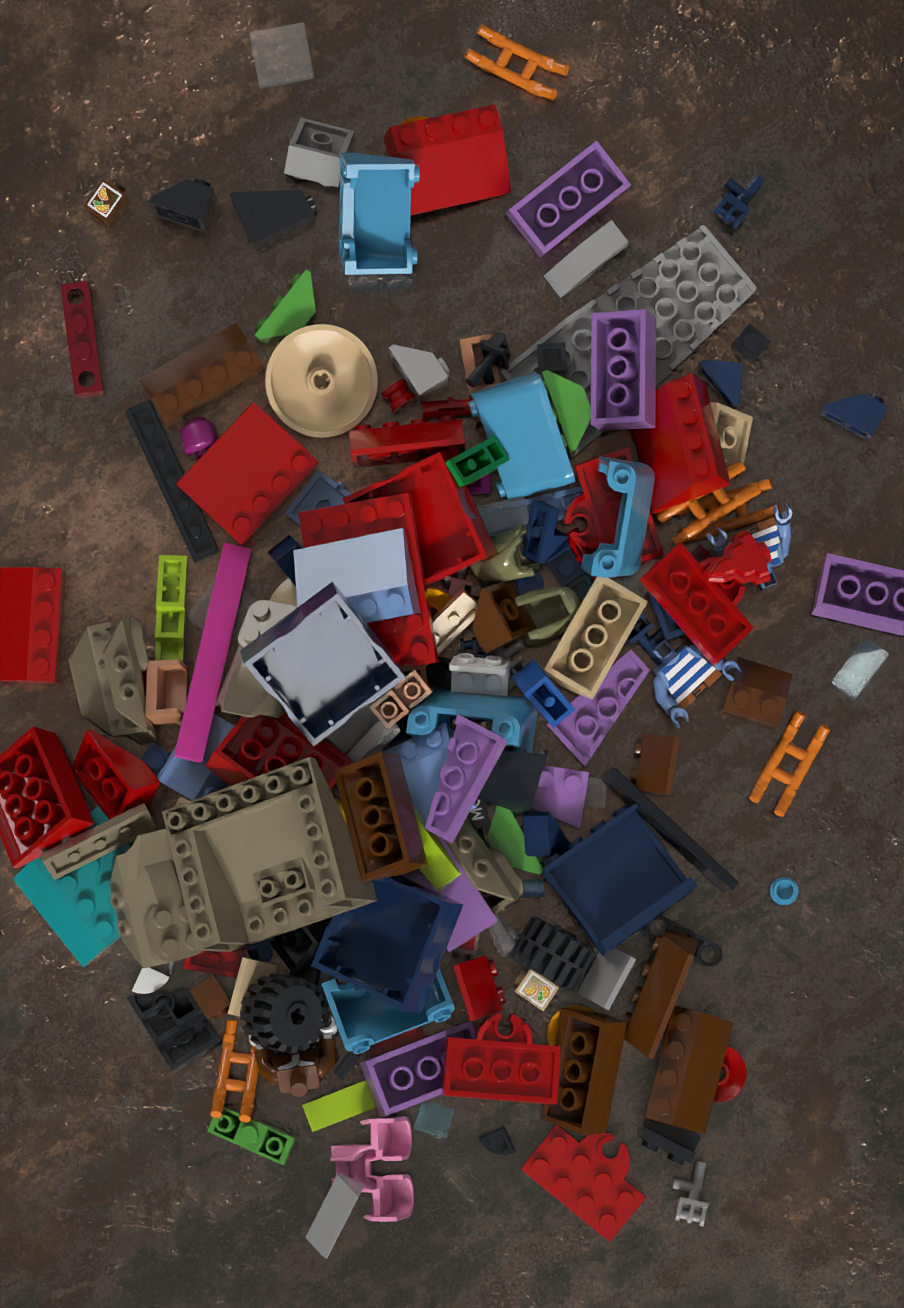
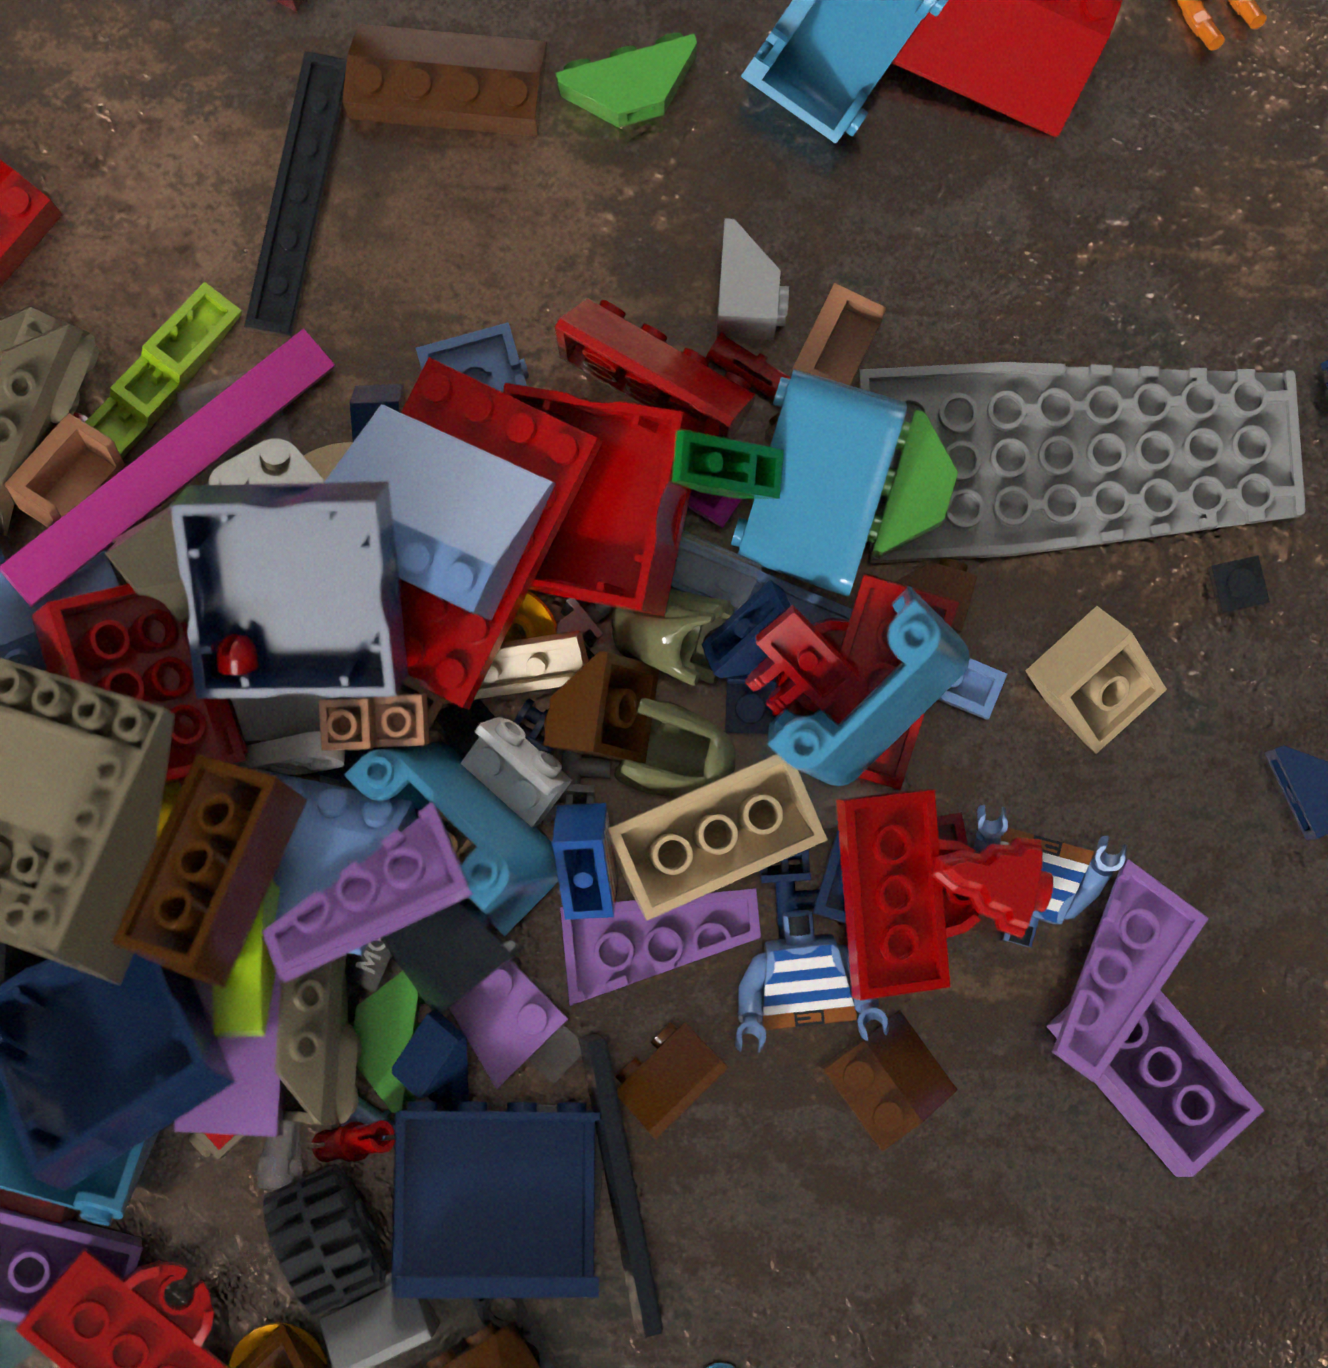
camera: 35 degrees right, 0 degrees up
(198, 436) = (376, 162): magenta head -> none
(247, 473) = (402, 254): red slope -> none
(316, 713) = (237, 655): none -> red hinge
(321, 380) = (600, 201): tan dish -> none
(398, 395) = (694, 301): red wheel -> none
(478, 987) = (188, 1207): red slope -> none
(495, 353) = (871, 338): black arm -> none
(529, 583) = (684, 694): blue tile -> none
(532, 901) = (353, 1141): none -> red pin
(535, 988) = (261, 1270): brick -> none
(552, 357) = (945, 401): black plate -> none
(568, 199) = (1131, 199): medium lavender brick -> none
(576, 524) = (805, 658): none -> red hinge
(581, 586) = (750, 748): black tile -> none
(586, 259) = (1095, 301): light grey slope -> none
(623, 370) = (1032, 489): medium lavender brick -> none
(683, 445) = (1036, 649): red slope -> none
(705, 519) = (992, 782): orange piece -> none
(724, 378) = (1166, 606): dark blue slope -> none
(744, 518) = (1019, 768): orange piece -> none
(805, 756) = (846, 1241): orange piece -> none
(826, 553) = (1129, 961): none -> medium lavender wing
(859, 669) = (1058, 1153): clear light blue slope -> none

